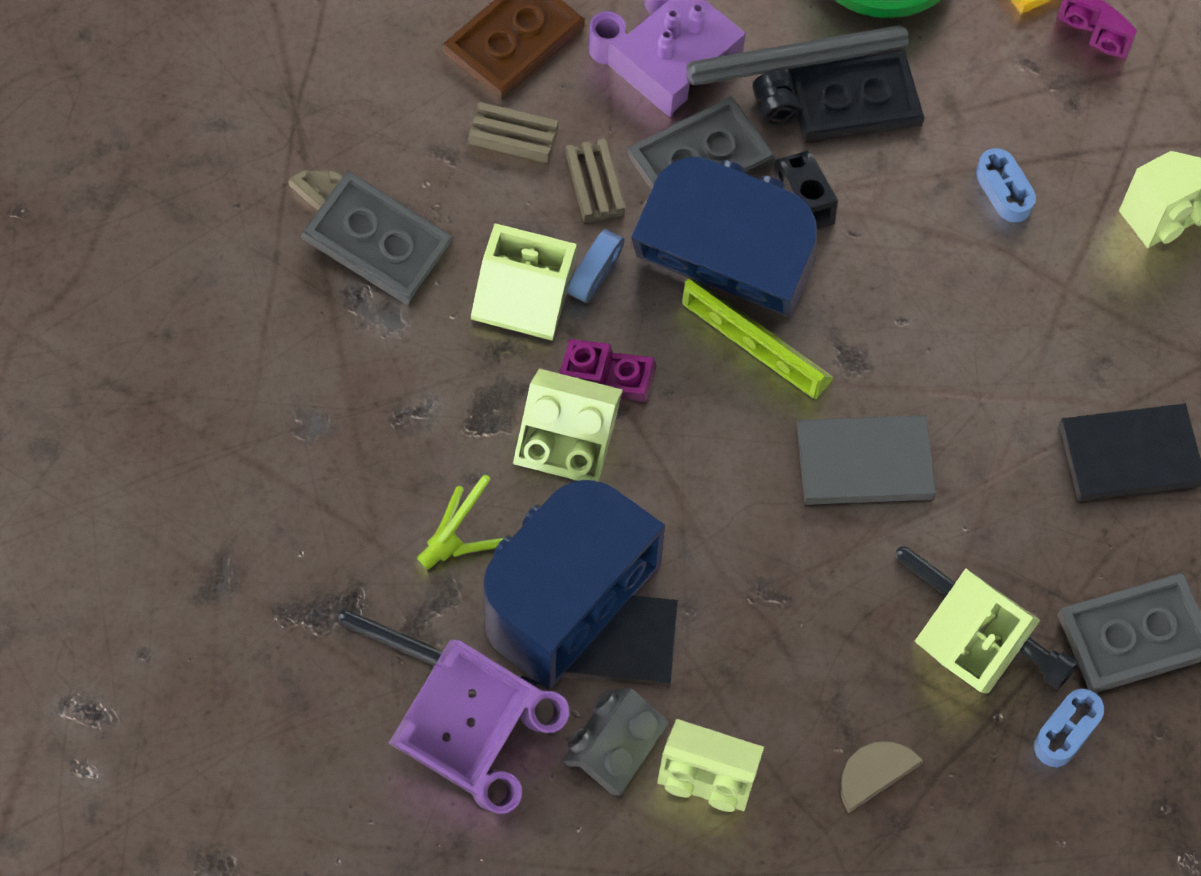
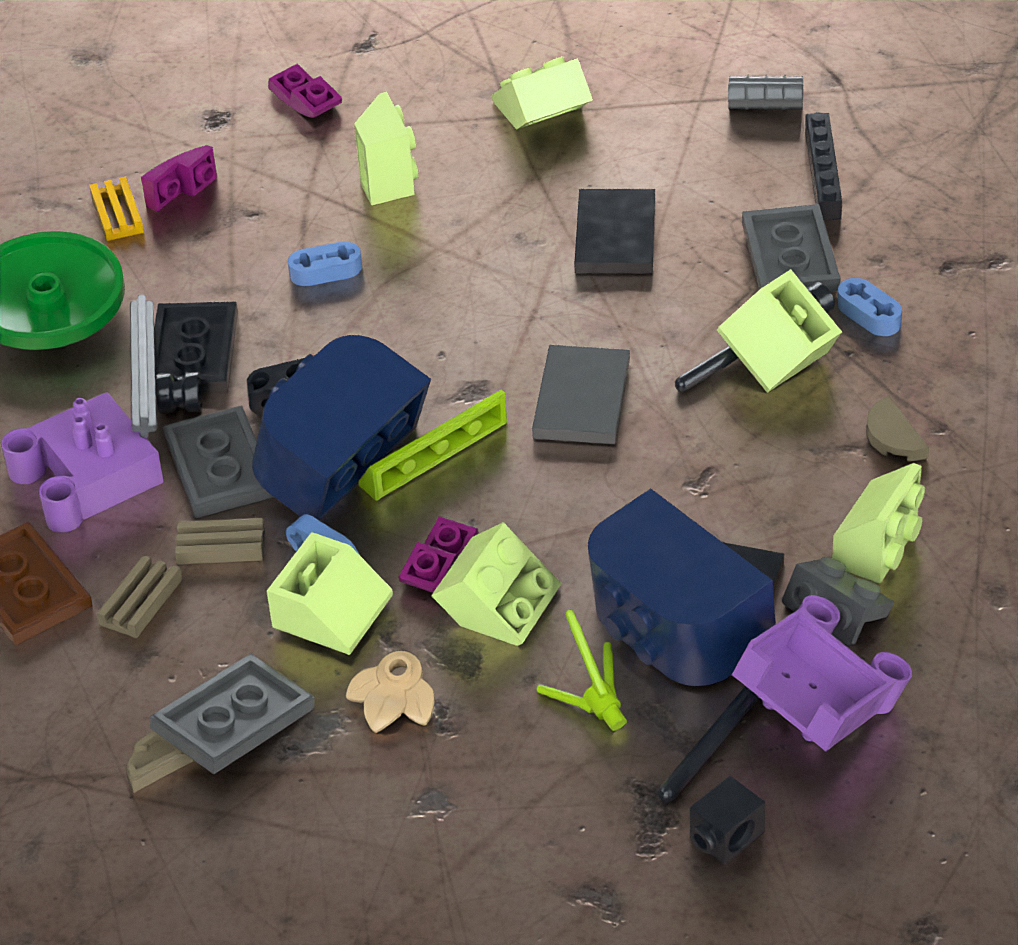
camera: 70 degrees left, 20 degrees down
(308, 669) = (727, 820): none -> black brick
(422, 364) = (391, 695): none -> tan plate

